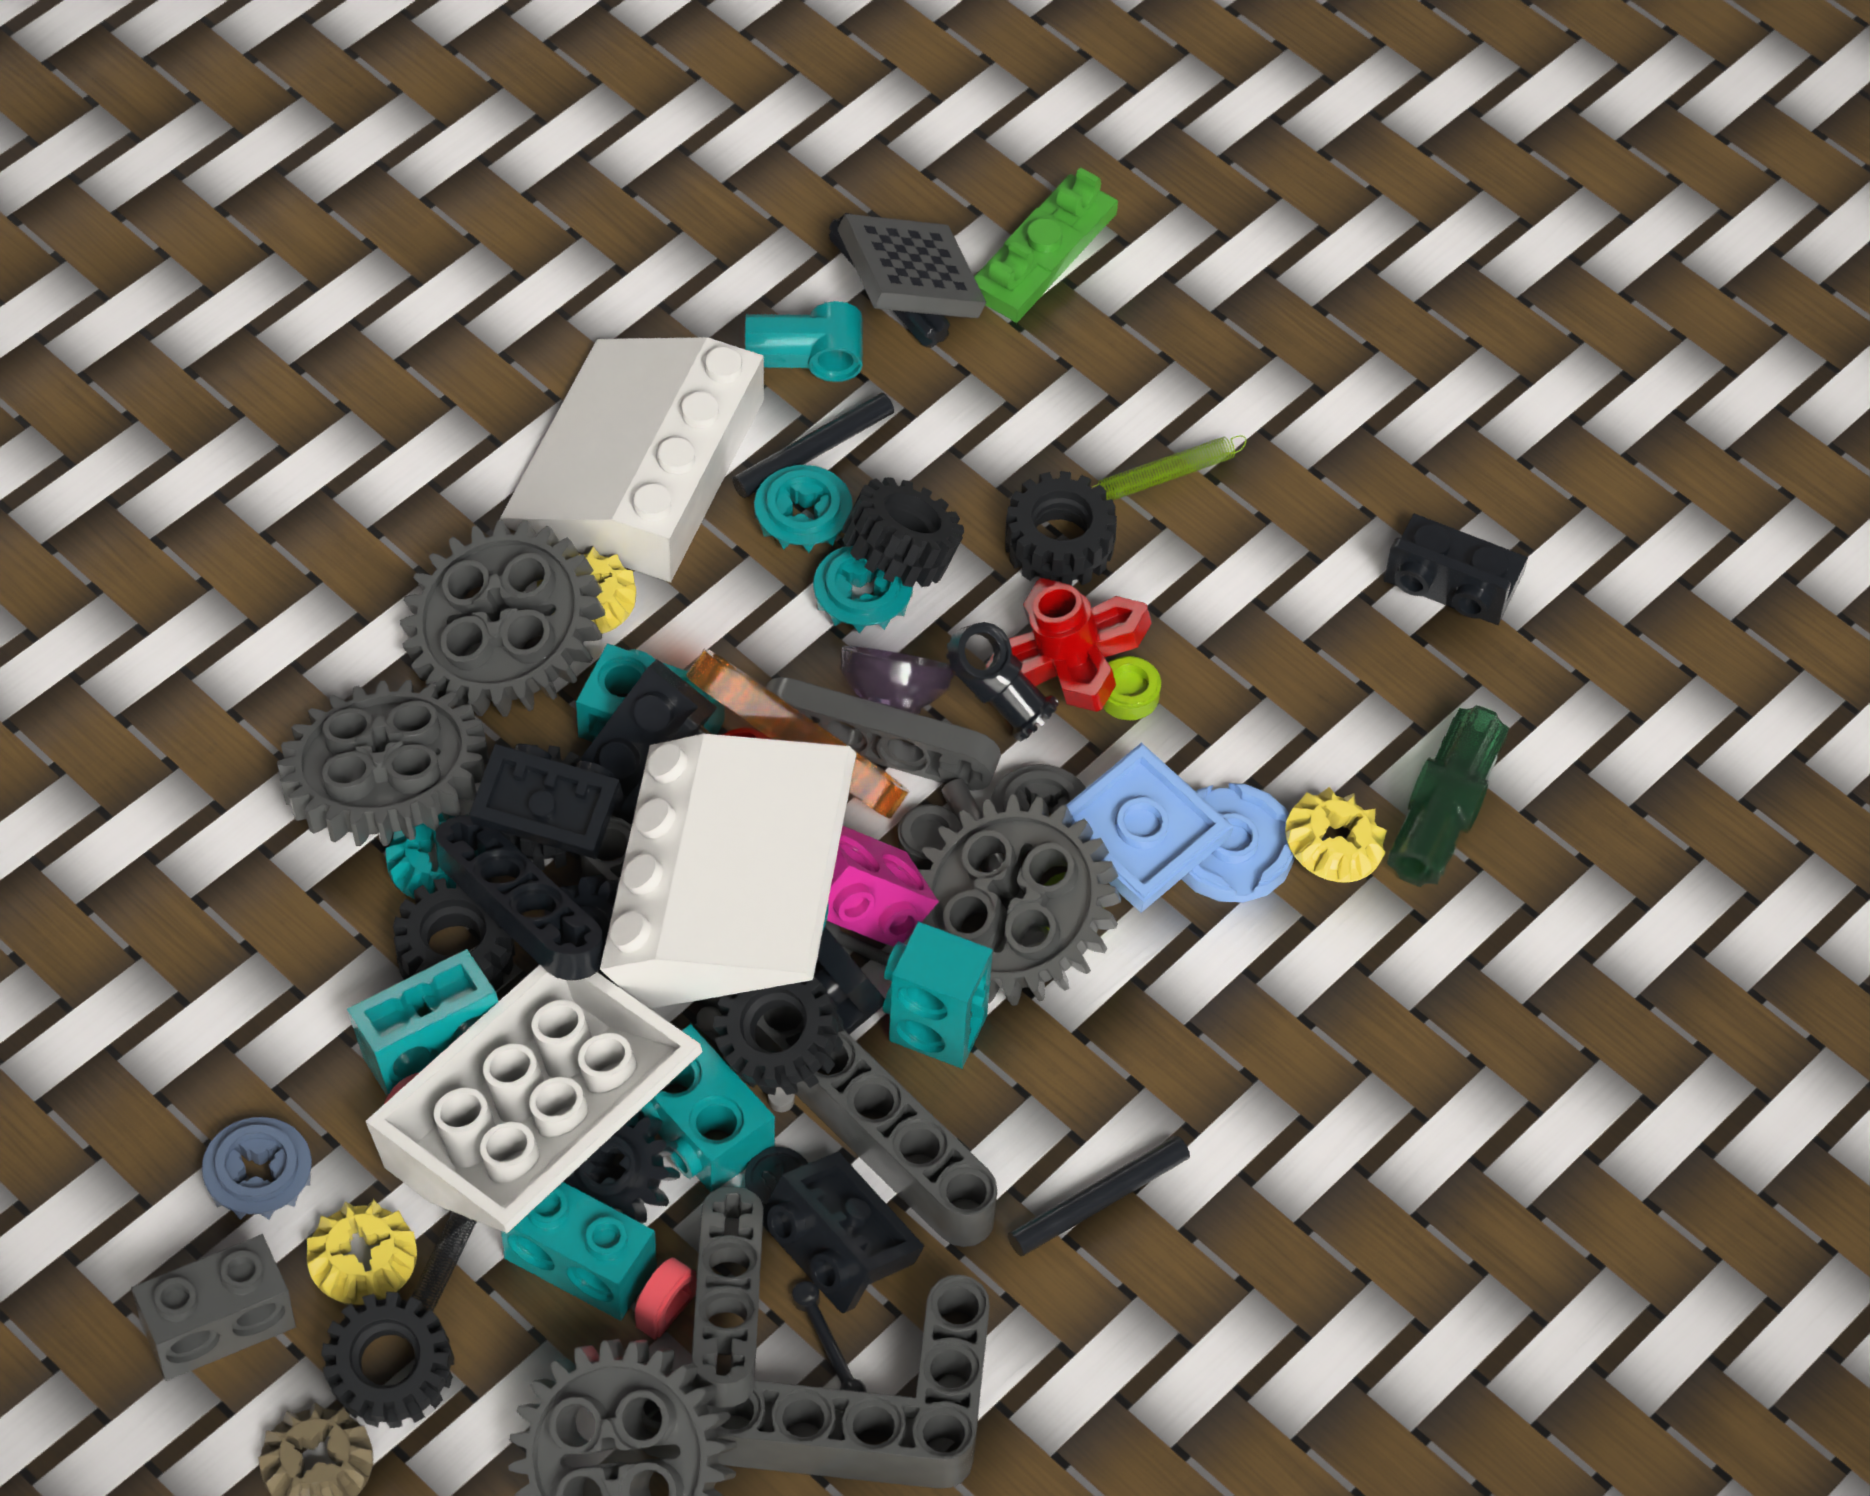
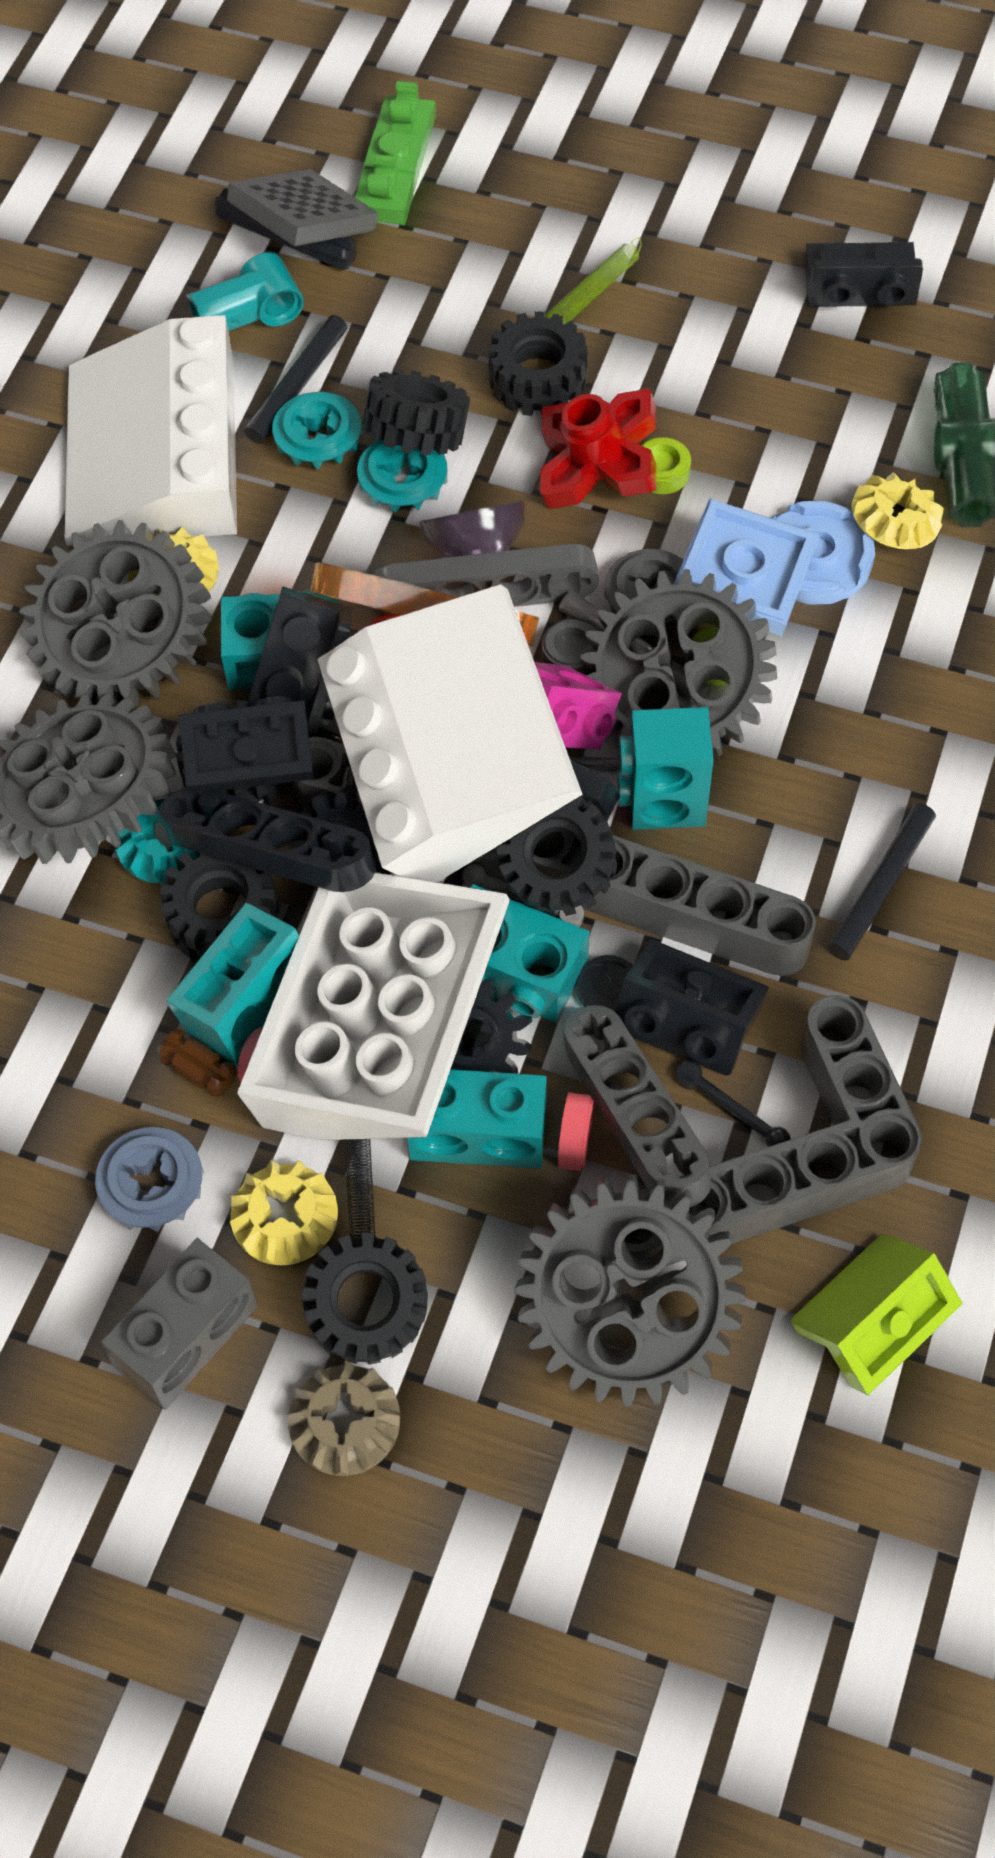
camera: 20 degrees left, 5 degrees up
(354, 1080) = (197, 1062): none -> reddish brown piece
(1002, 681) = (569, 496): black connector -> none

